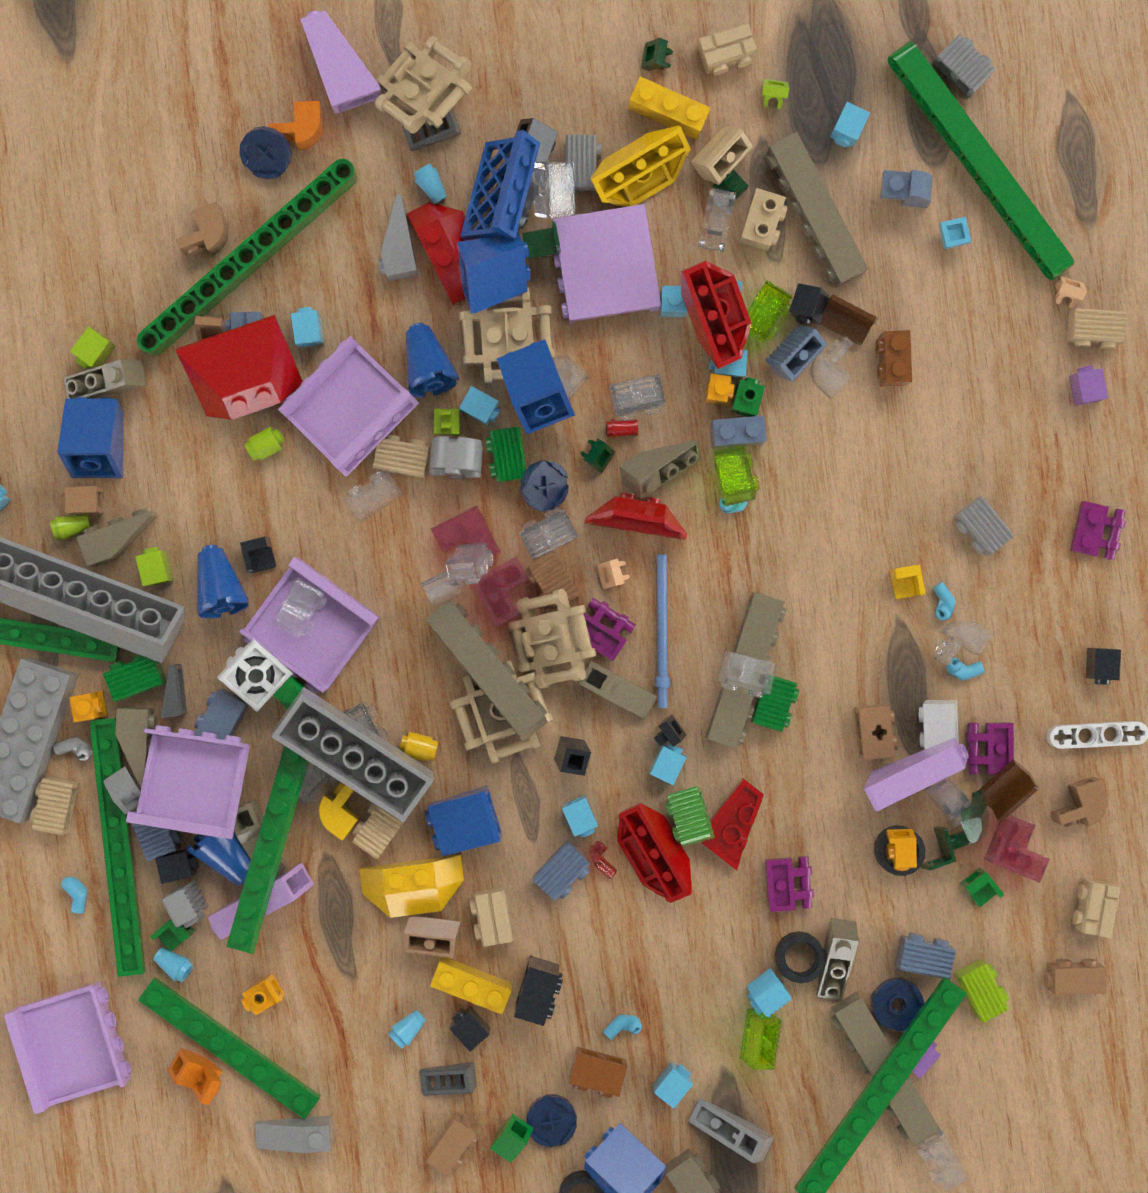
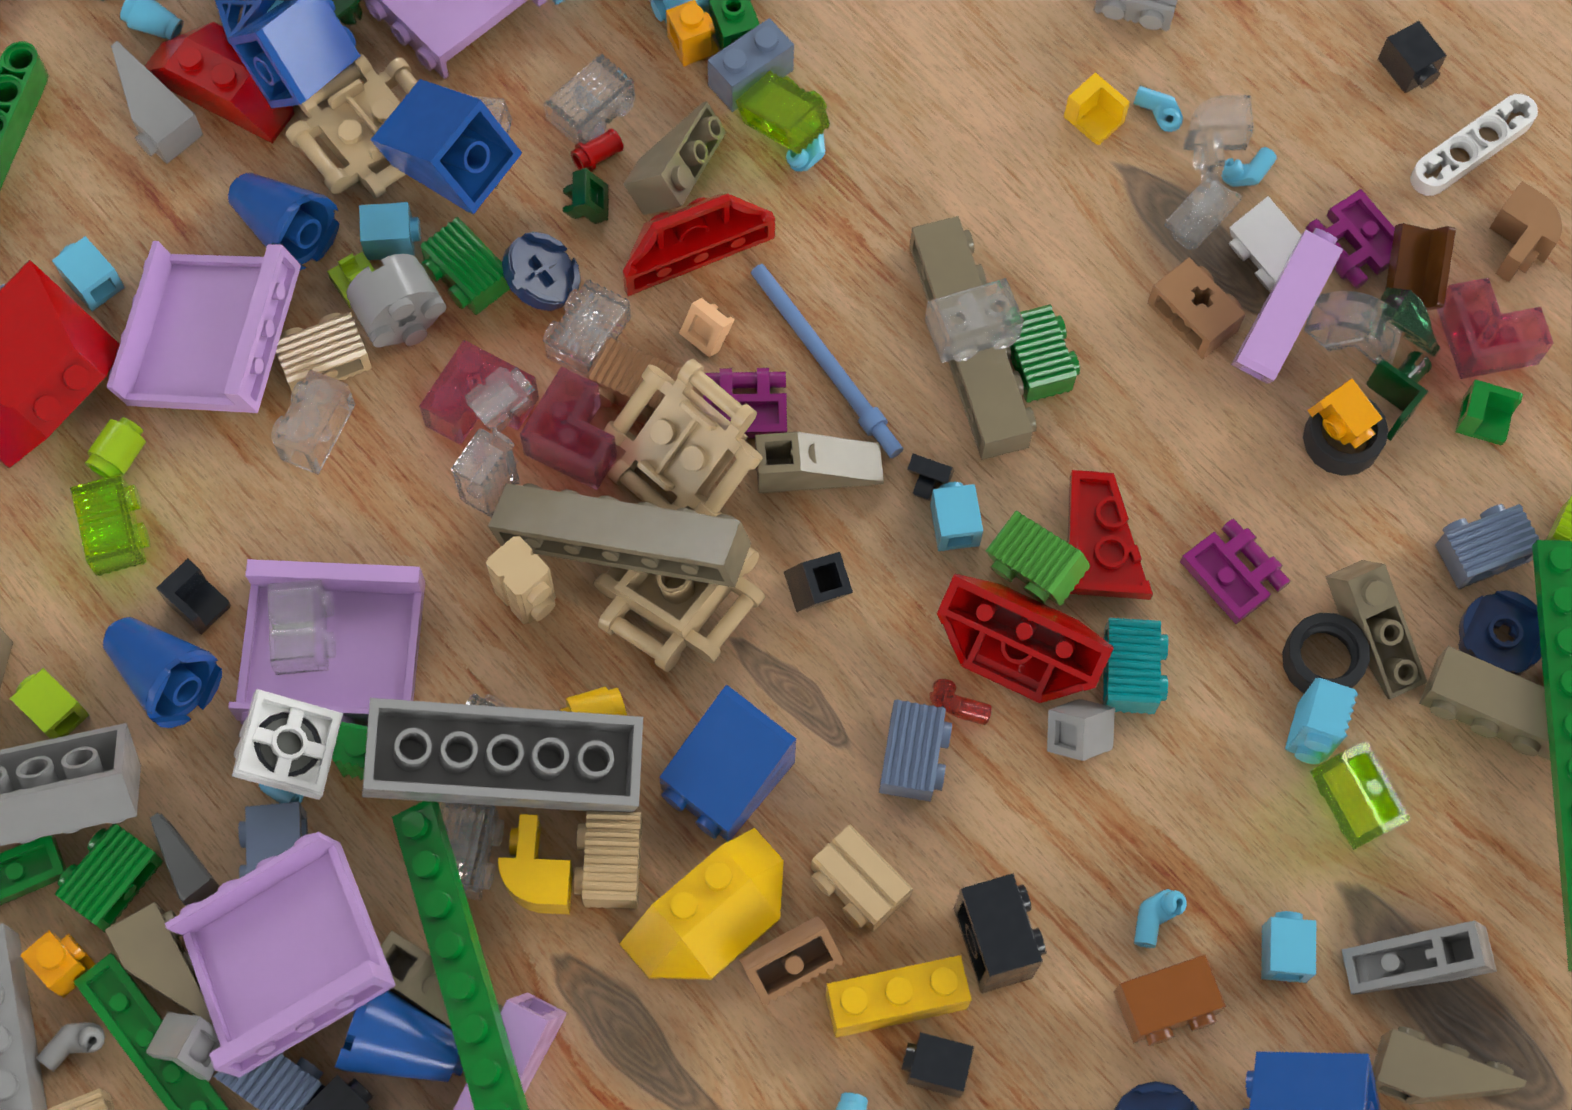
camera: 35 degrees left, 20 degrees down
(238, 485) = (109, 524): none -> clear neon green brick
(424, 660) = (522, 580): none -> tan brick
(580, 816) = (886, 661): medium azure brick -> none
(651, 913) = (1080, 729): none -> light grey panel
(705, 896) = (1133, 670): none -> teal brick
(918, 681) = (1202, 212): none -> clear hips

